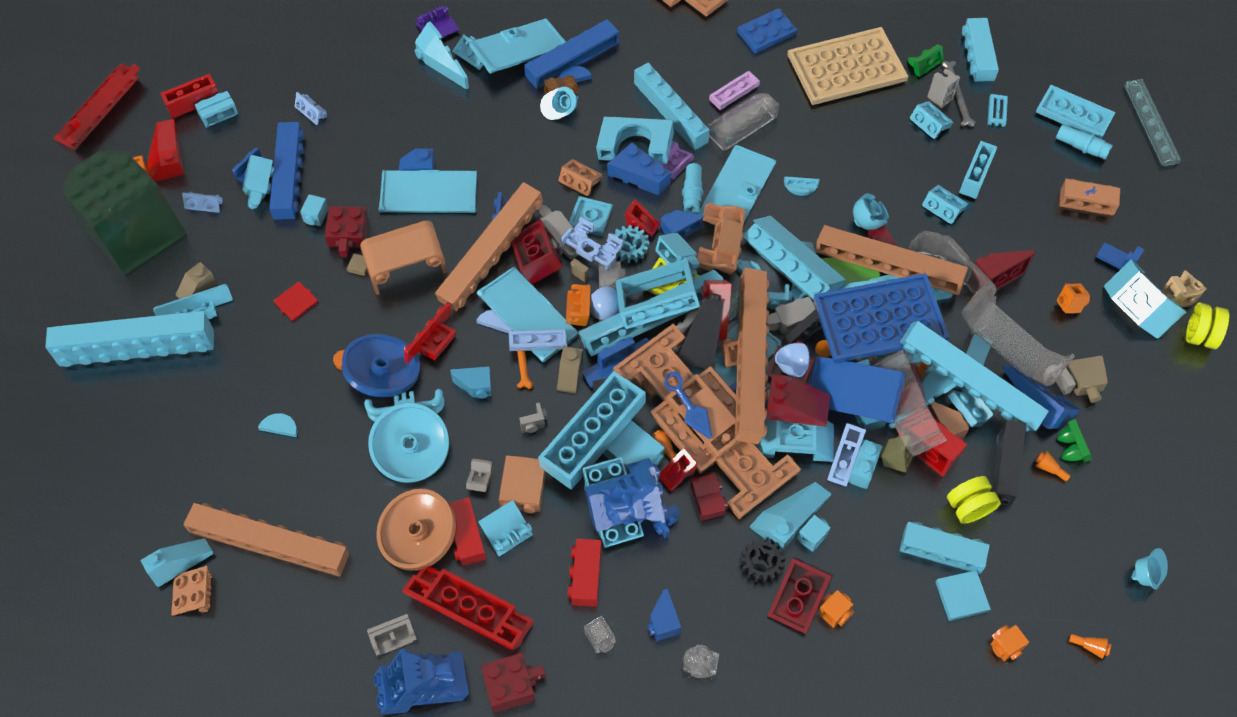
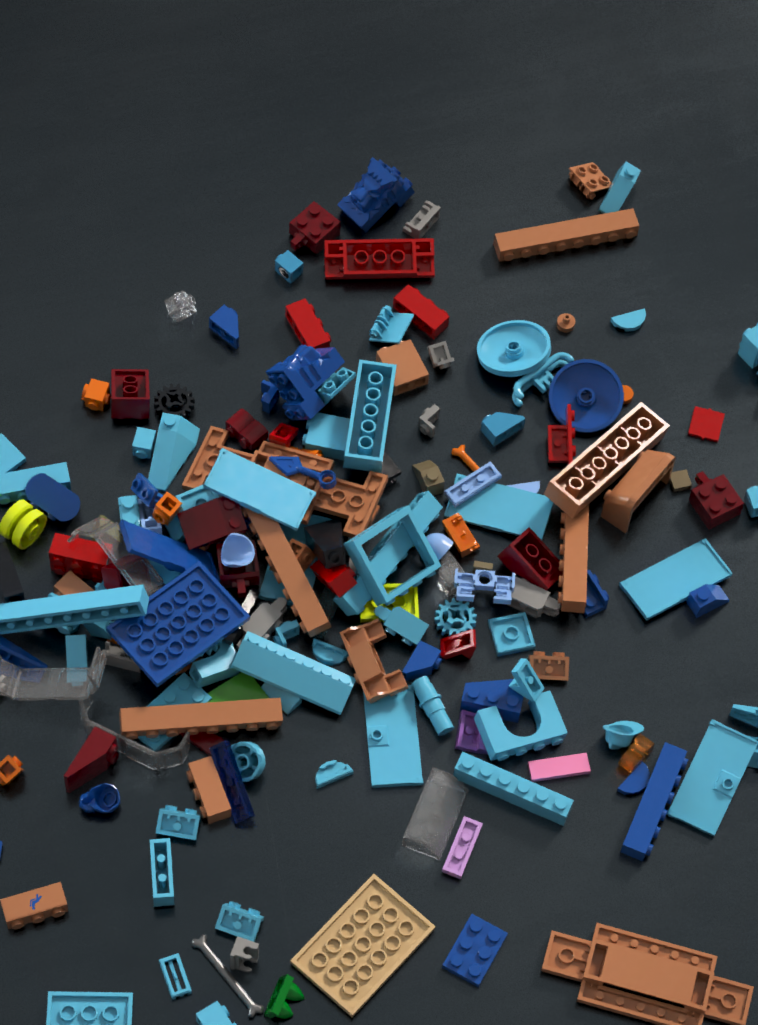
camera: 145 degrees right, 0 degrees up
(338, 454) = (565, 322): none -> nougat tile
(411, 289) = (606, 460): none -> nougat brick
(416, 529) = (458, 290): nougat dish -> none
(562, 653) = (289, 266): none -> dark azure brick
(599, 635) = (268, 291): clear brick -> none
(610, 358) = (397, 498): blue bracket -> none
(615, 154) = (526, 680): none -> medium azure slope
(622, 108) = (559, 767): none -> bright pink tile
(745, 394) = (259, 489): none -> medium azure door
(834, 433) = (166, 509): none -> orange brick
(838, 470) = (145, 490): none -> blue bracket
(889, 204) = (232, 781): none -> clear blue tile
(909, 212) = (208, 790): none -> nougat brick
(933, 512) = (52, 497): none -> blue brick
(1002, 242) = (100, 798): none -> blue hair
(1083, 141) = (65, 974): medium azure piece -> none

